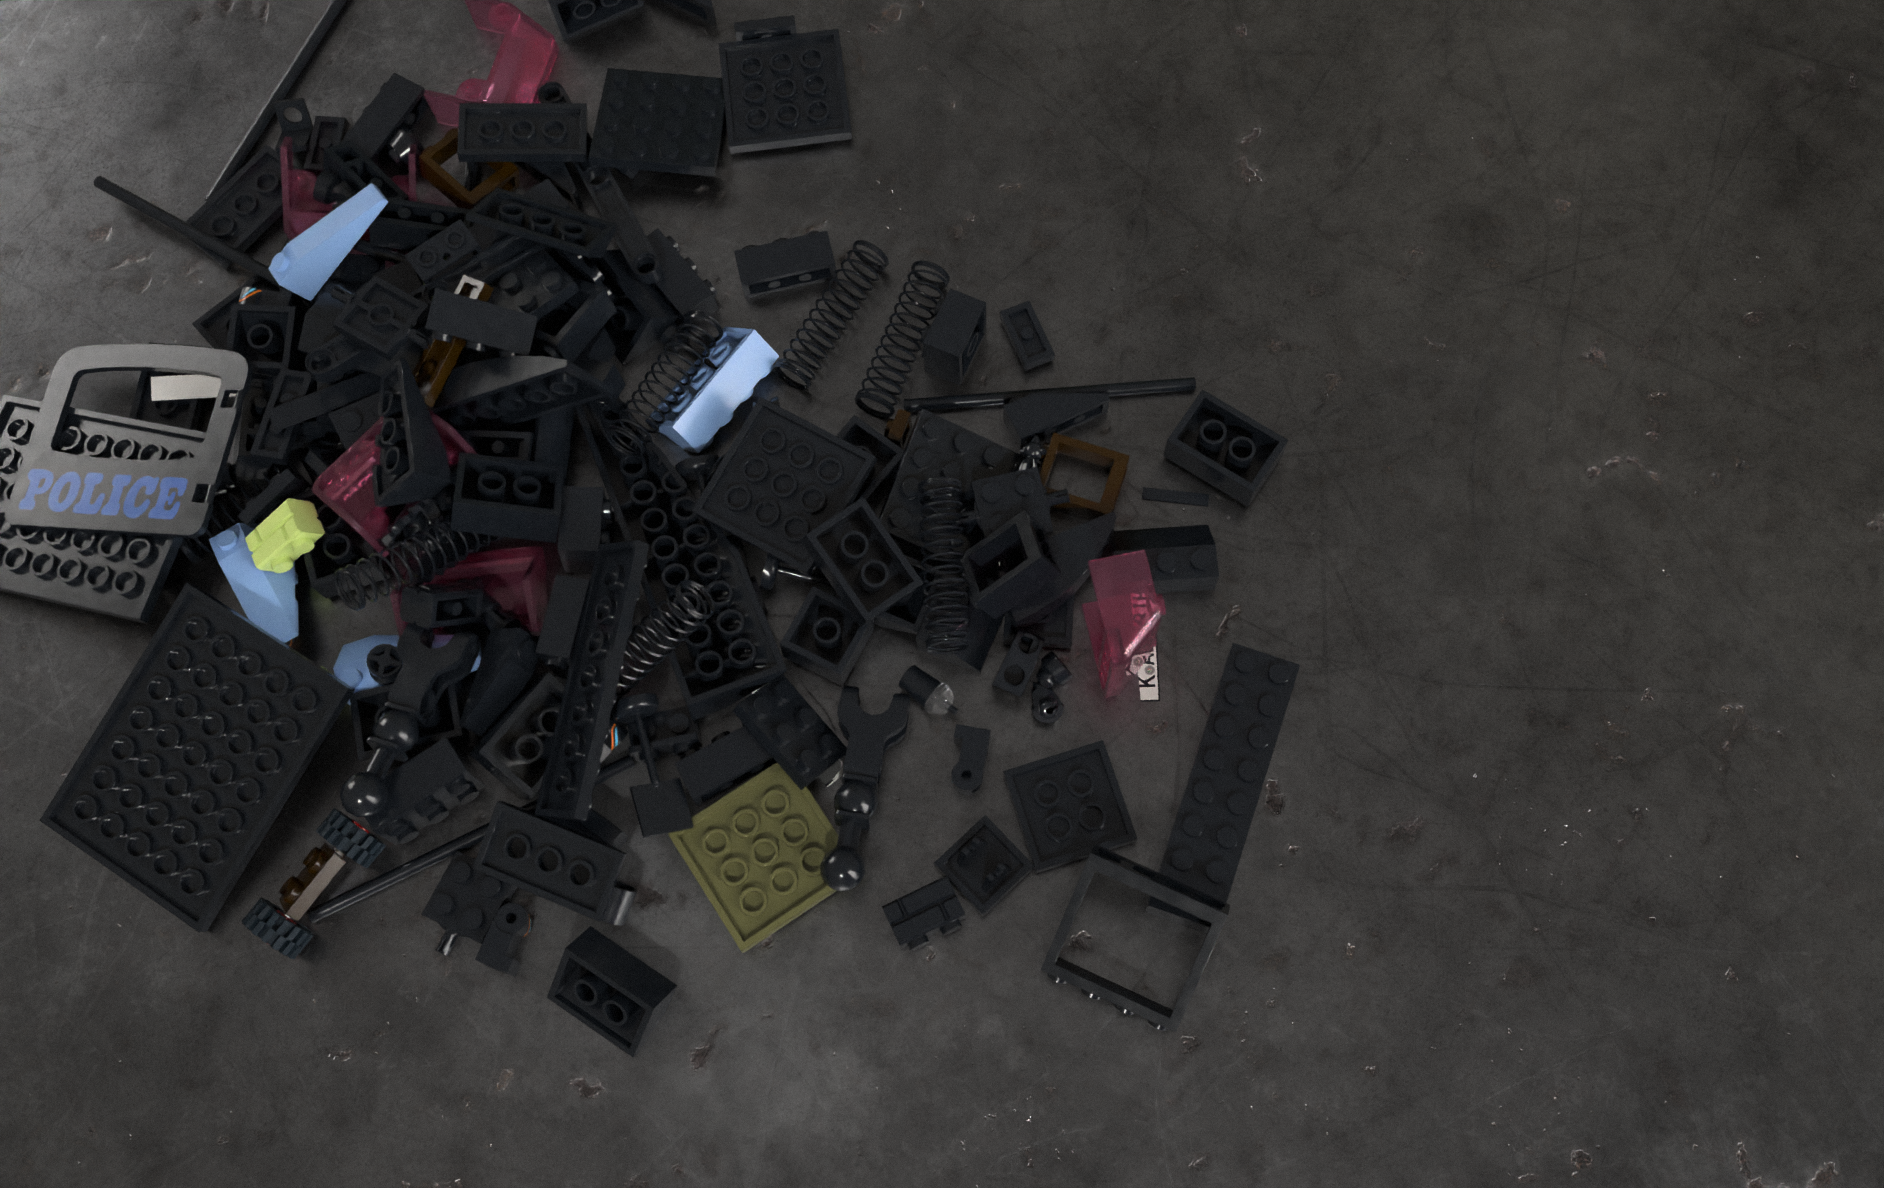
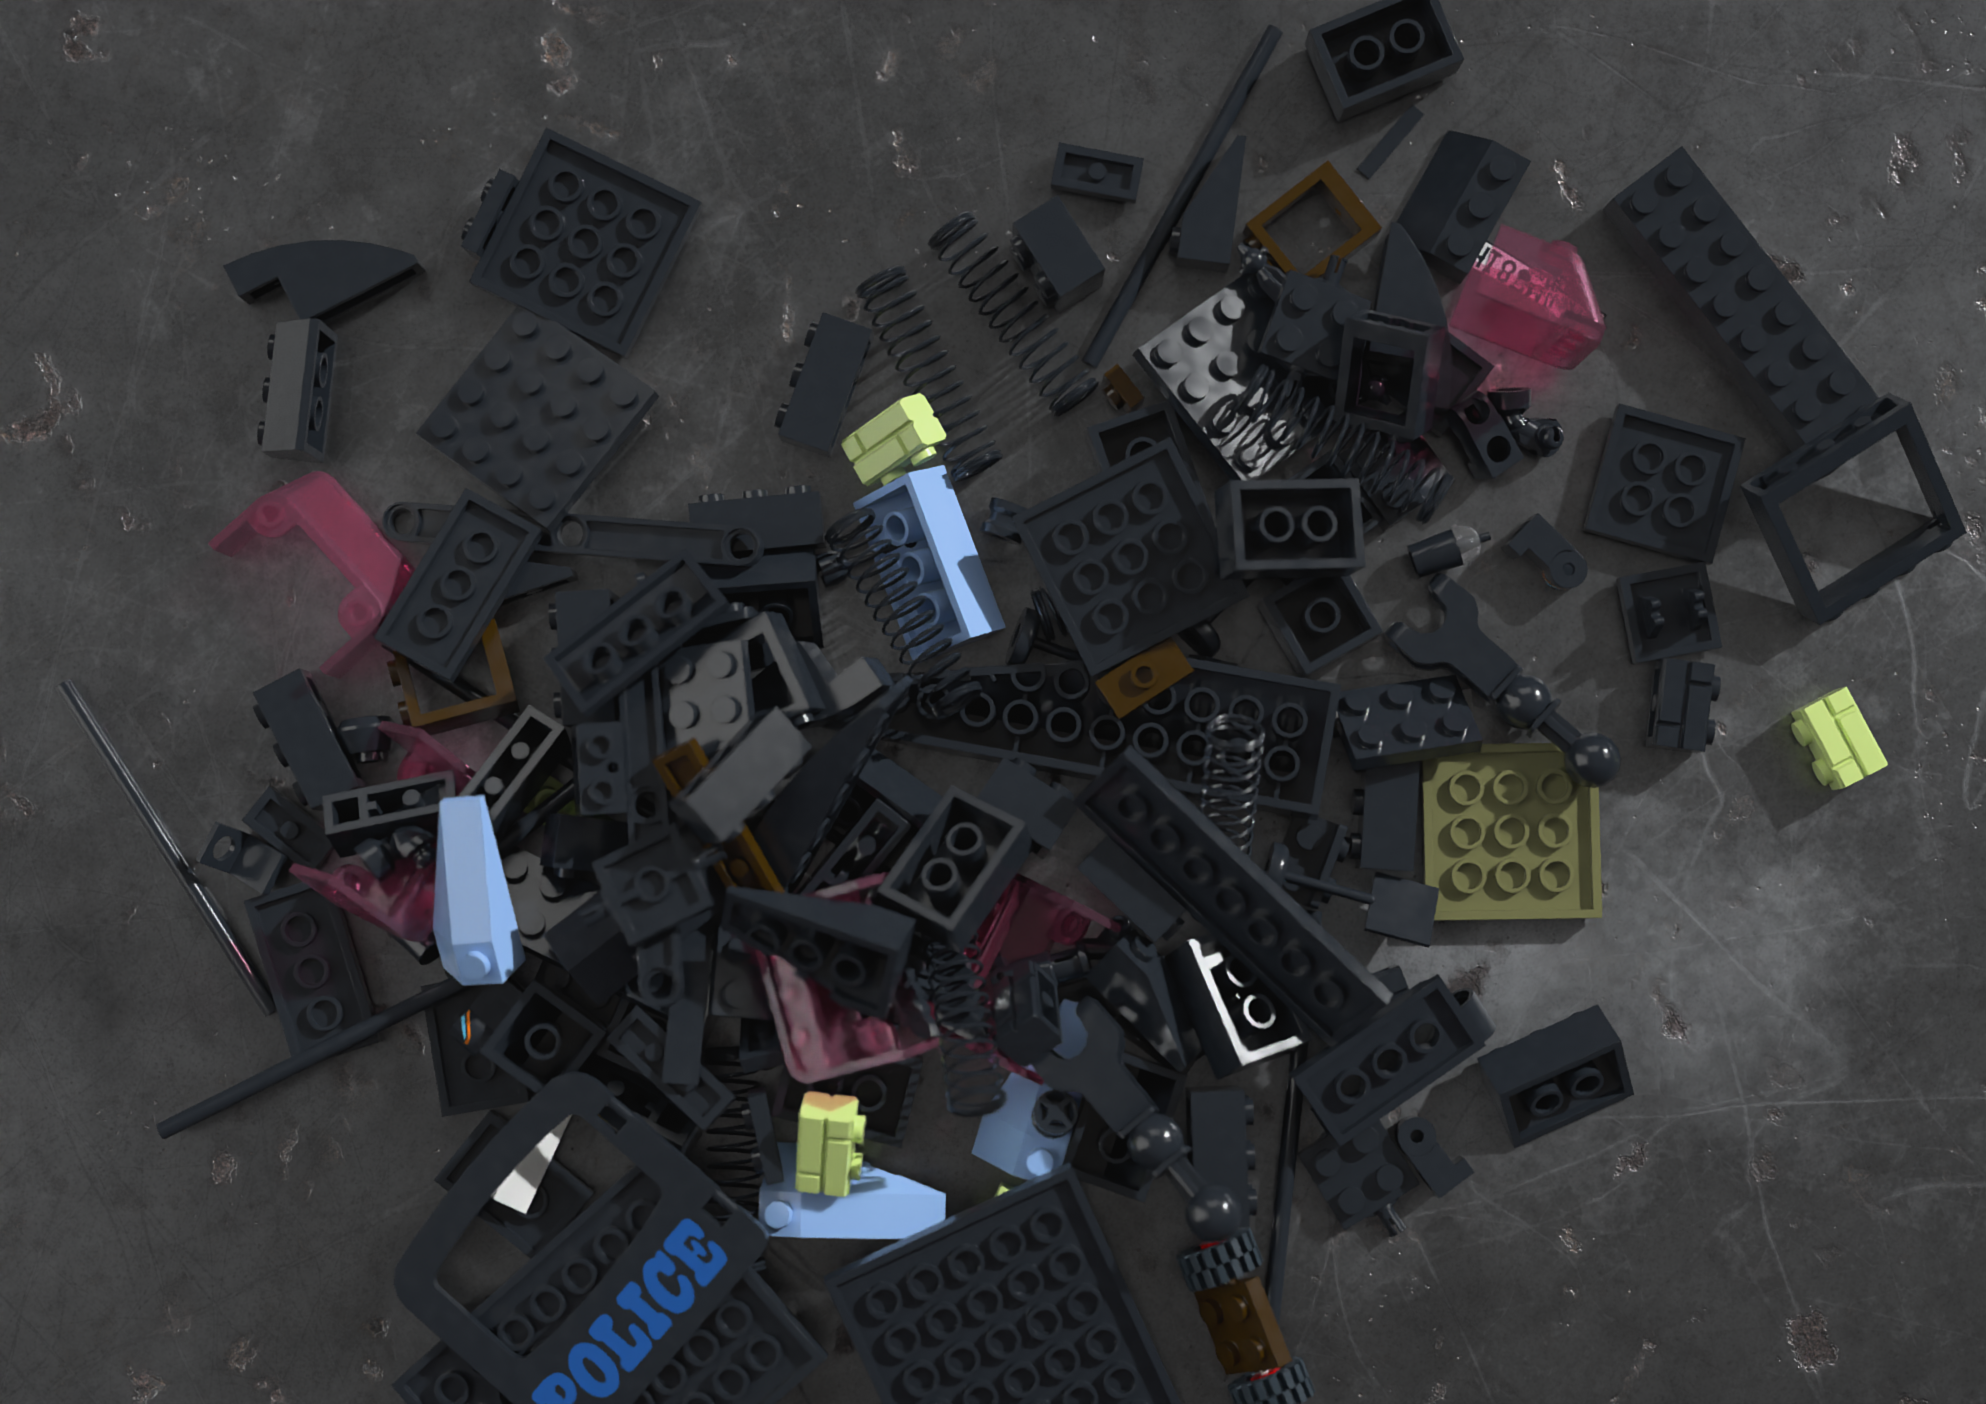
camera: 60 degrees left, 15 degrees up
(713, 546) = (1144, 677): none -> dark brown plate
(774, 315) = (893, 440): none -> yellowish green brick
(971, 1038) = (1837, 739): none -> yellowish green brick

